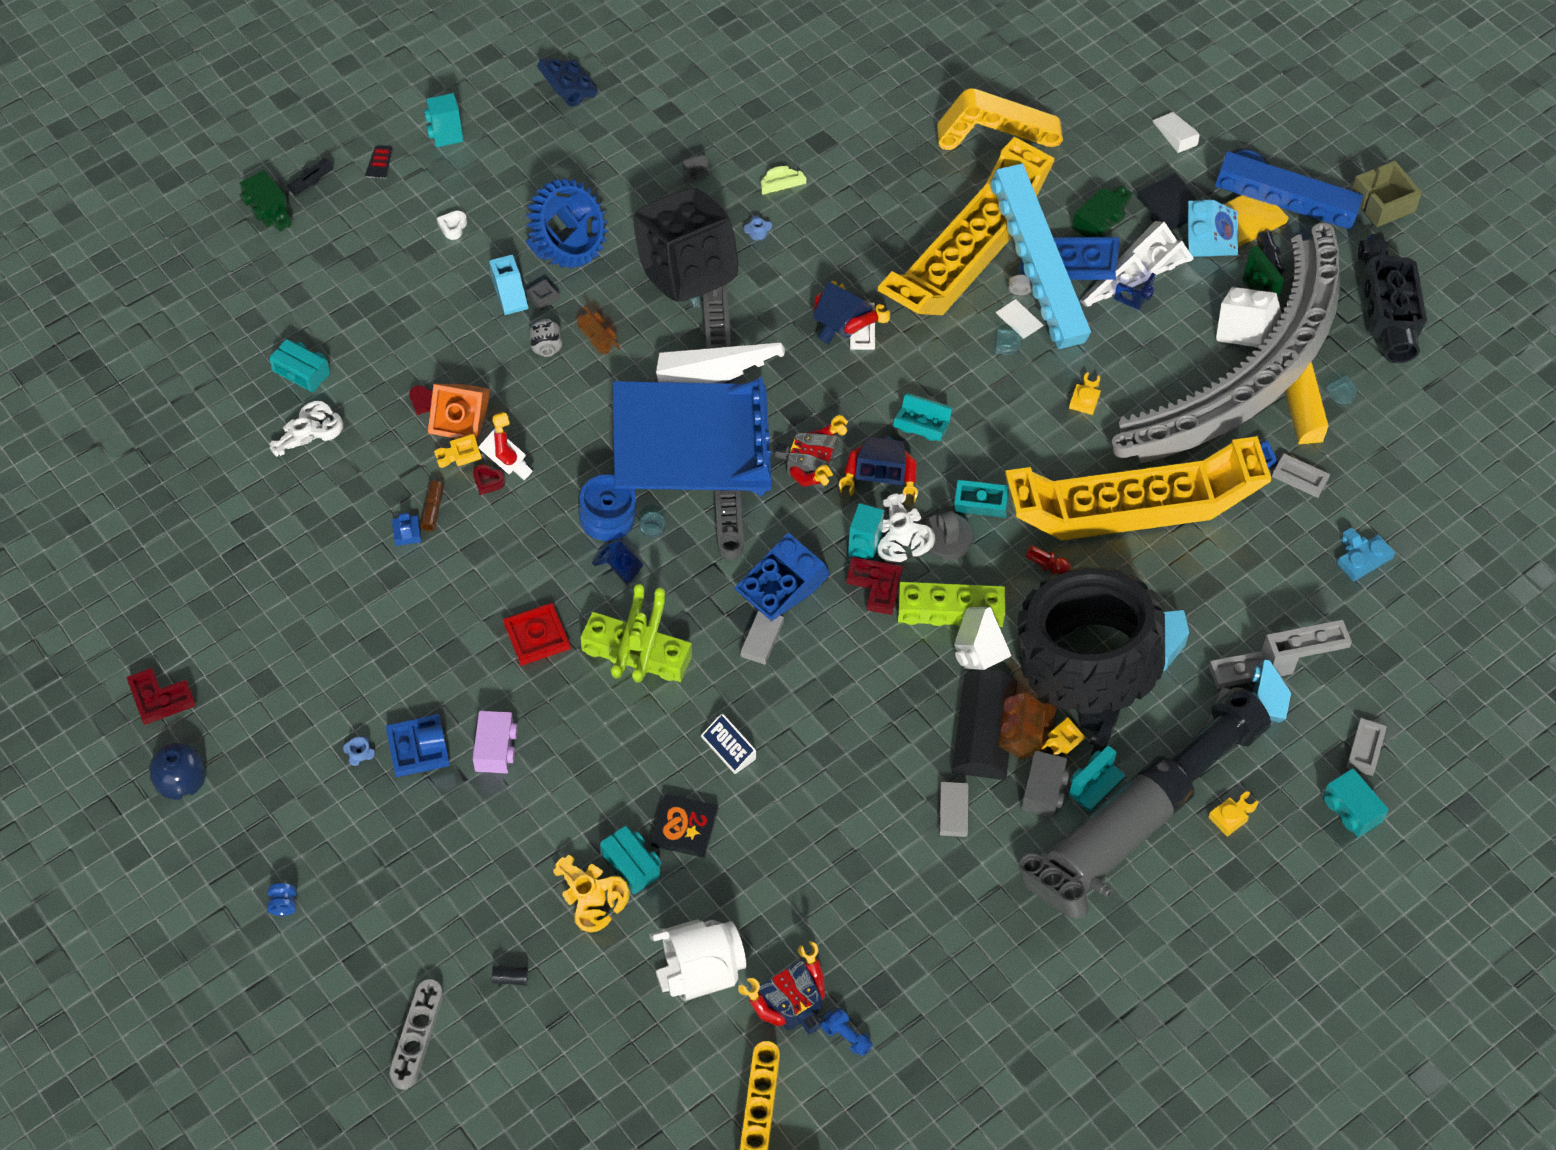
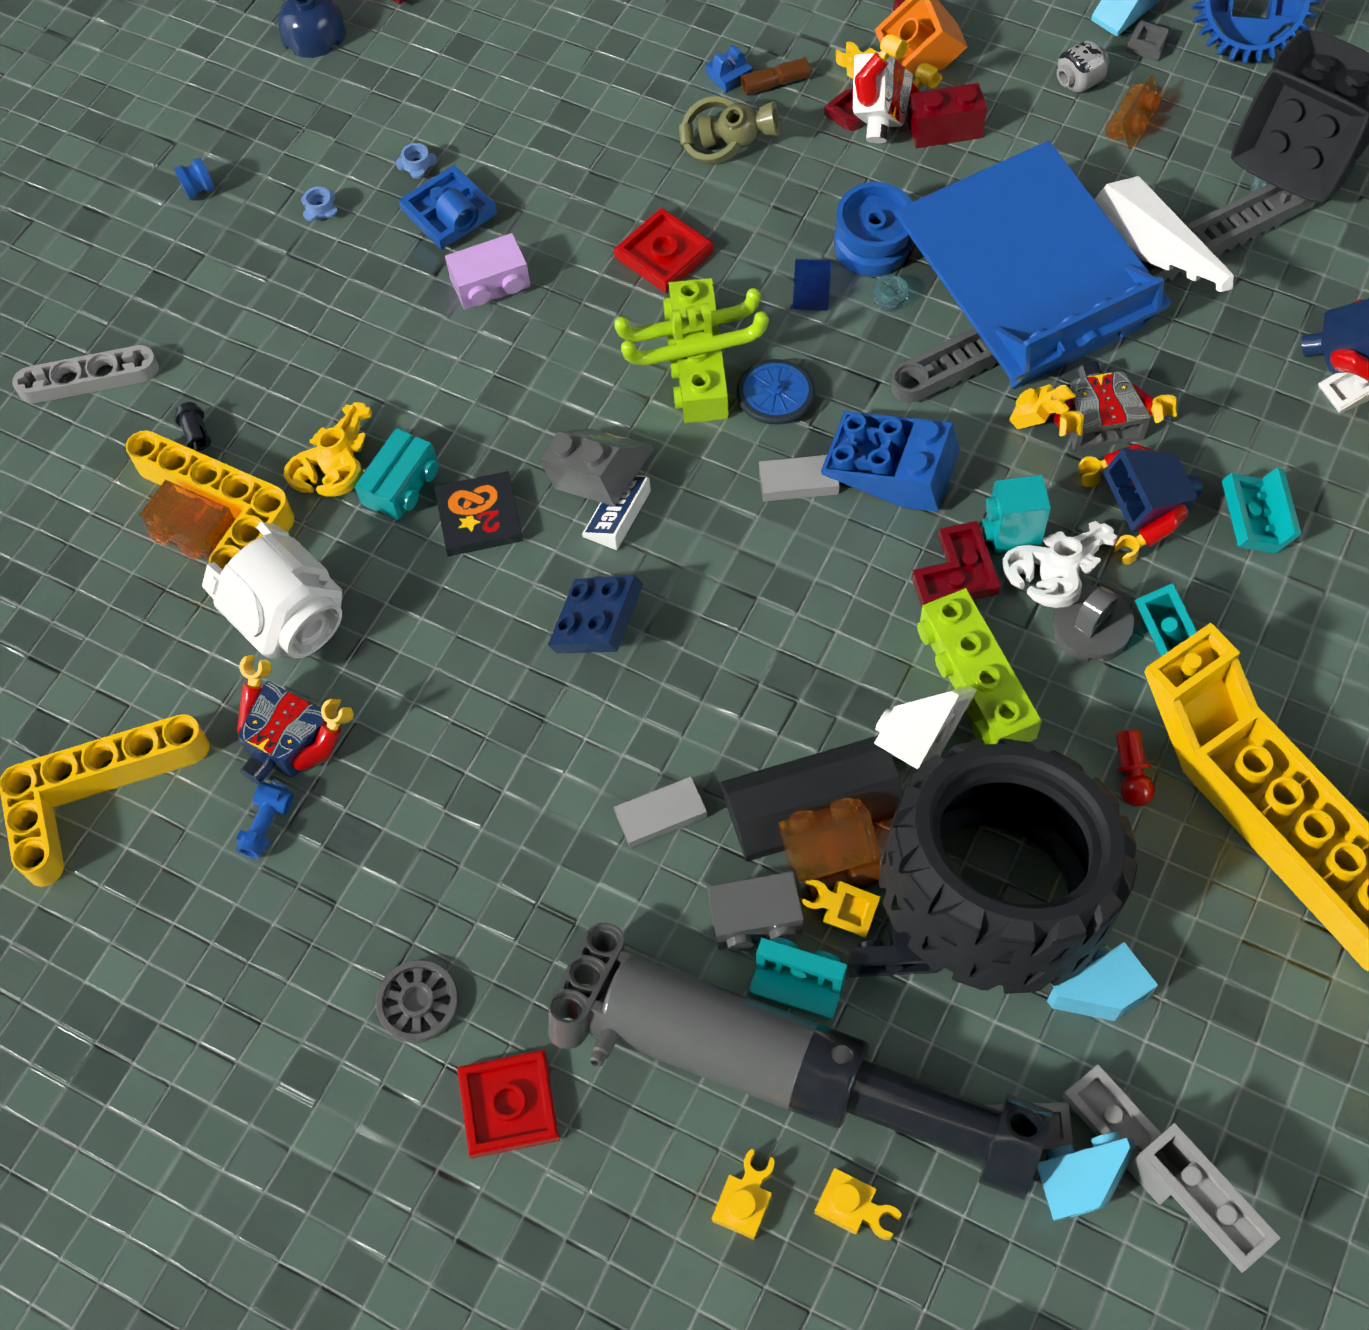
camera: 70 degrees right, 5 degrees up
(358, 820) = (319, 203): none -> medium blue plate
(465, 551) = (737, 126): none -> olive piece
(537, 427) = (947, 115): none -> dark red brick
(585, 975) = (163, 459): none -> yellow beam
(593, 1002) = (186, 520): none -> clear orange brick
(692, 619) = (775, 391): none -> blue wheel
(693, 739) = (594, 463): none -> dark grey slope
(789, 487) = (1036, 404): none -> yellow plate
(806, 784) = (595, 614): none -> dark blue plate
(1011, 989) = (417, 1001): none -> flat silver wheel
(1098, 964) = (508, 1104): none -> red tile
(1207, 865) = (744, 1201): none -> yellow plate

